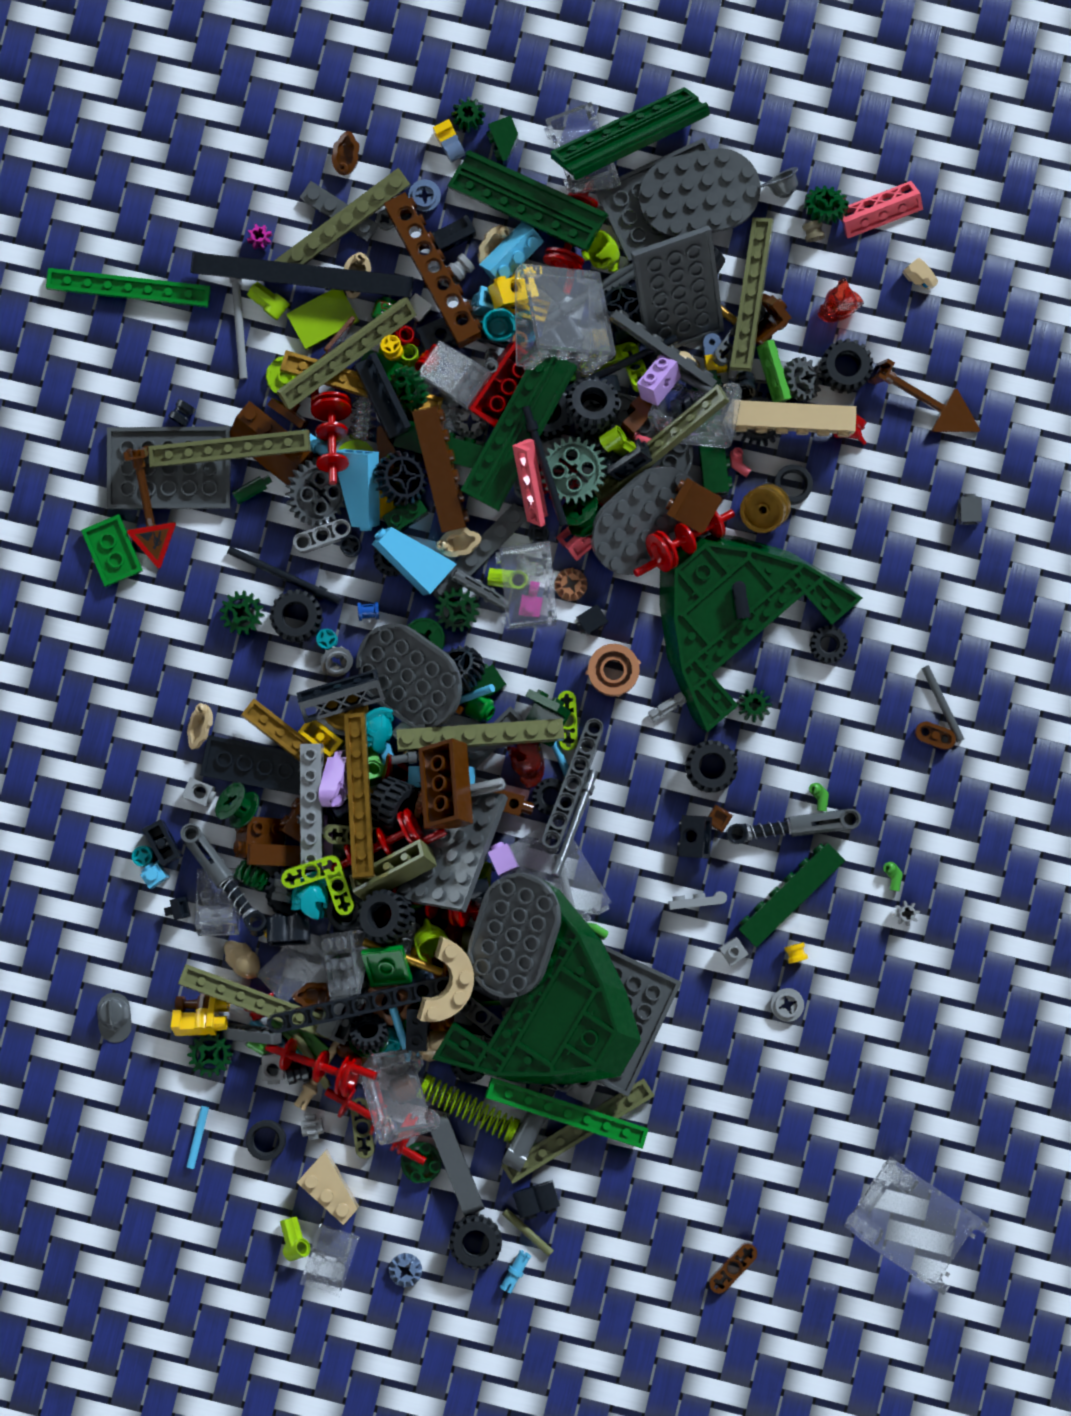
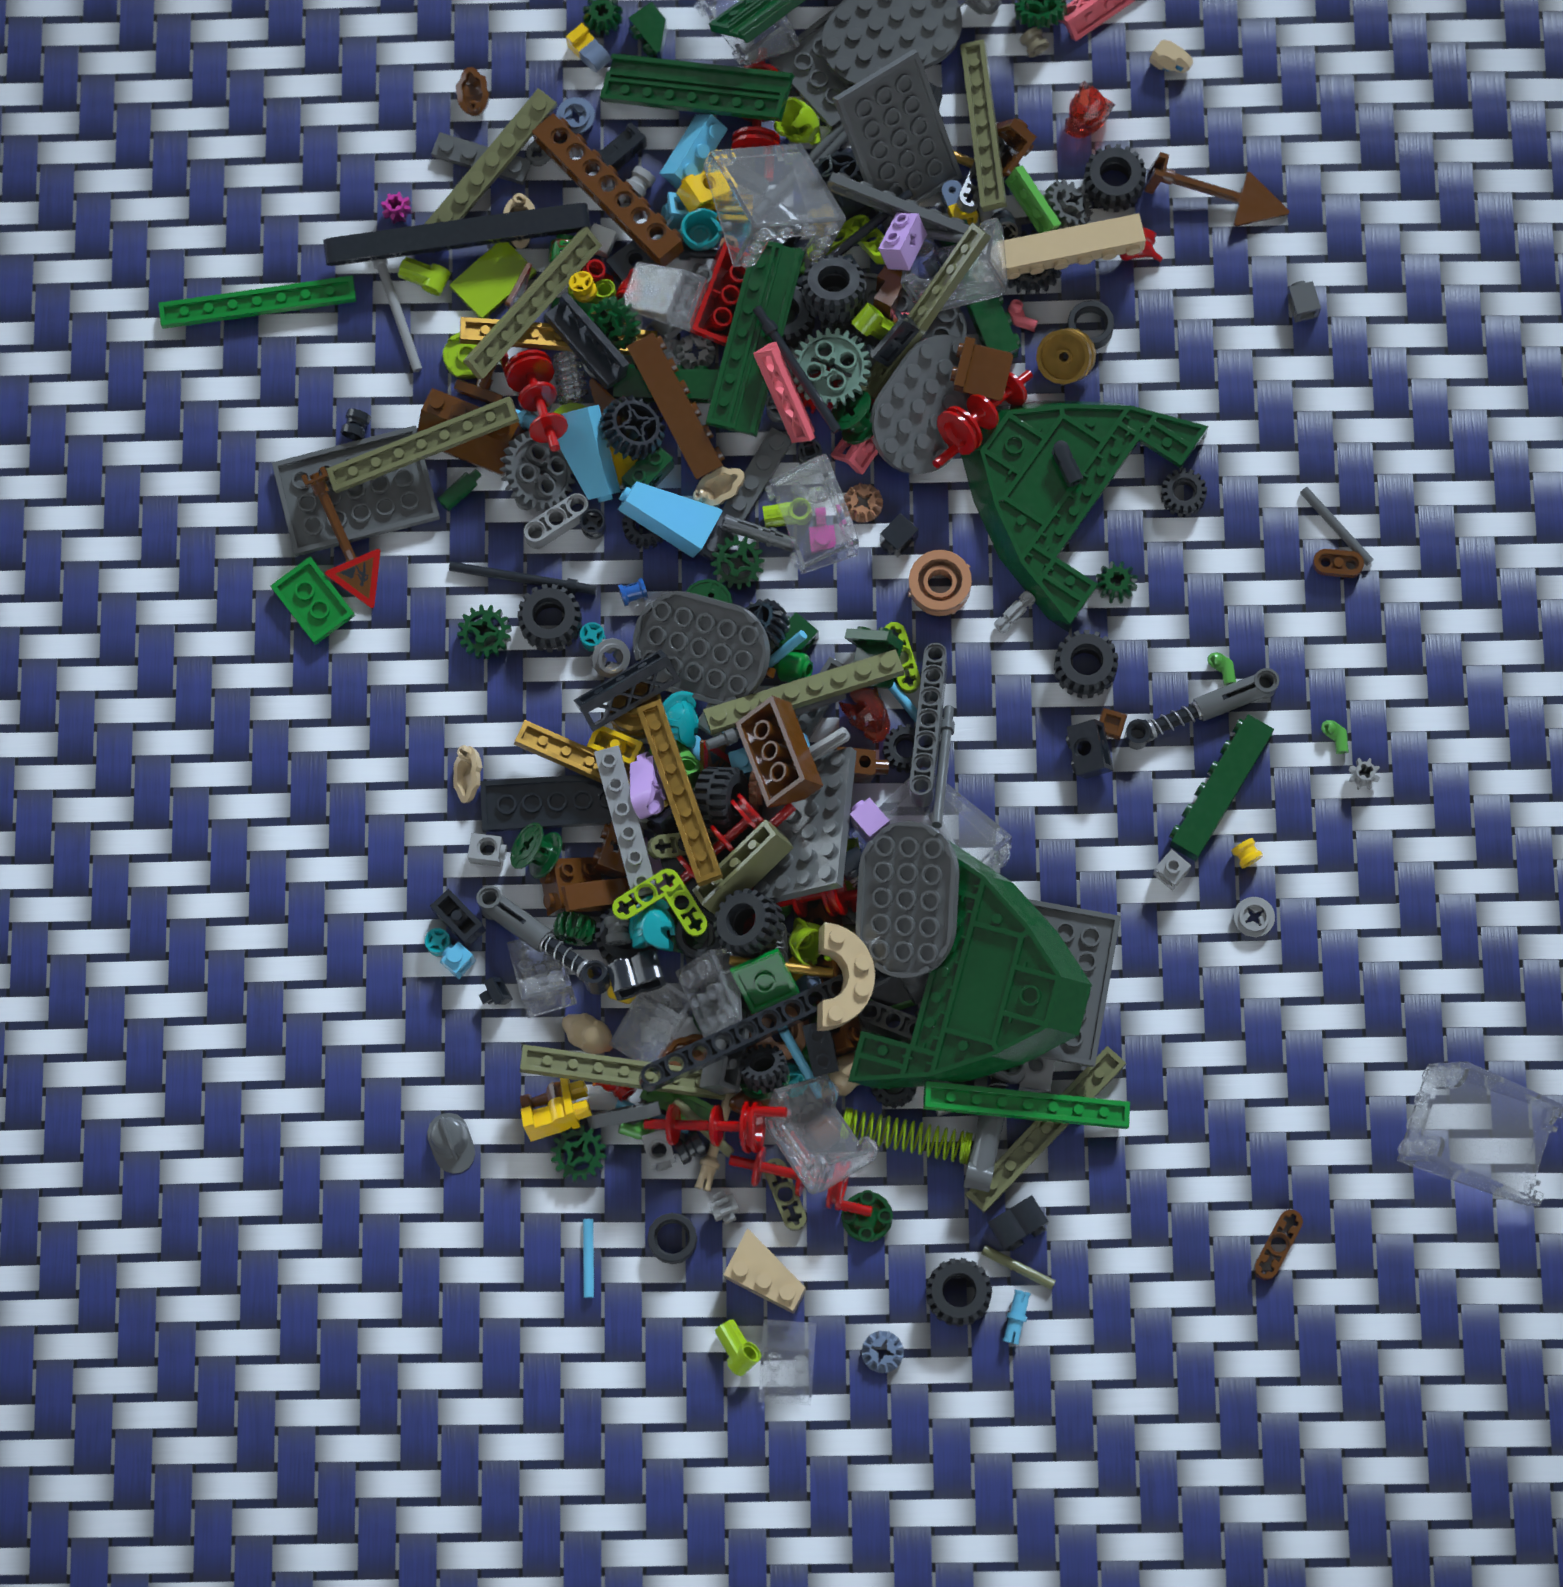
camera: 10 degrees left, 10 degrees down
(457, 1167) = (910, 1209): dark grey beam -> none
(492, 240) = (666, 144): tan arm -> none
(697, 900) = (1113, 823): light grey plate -> none

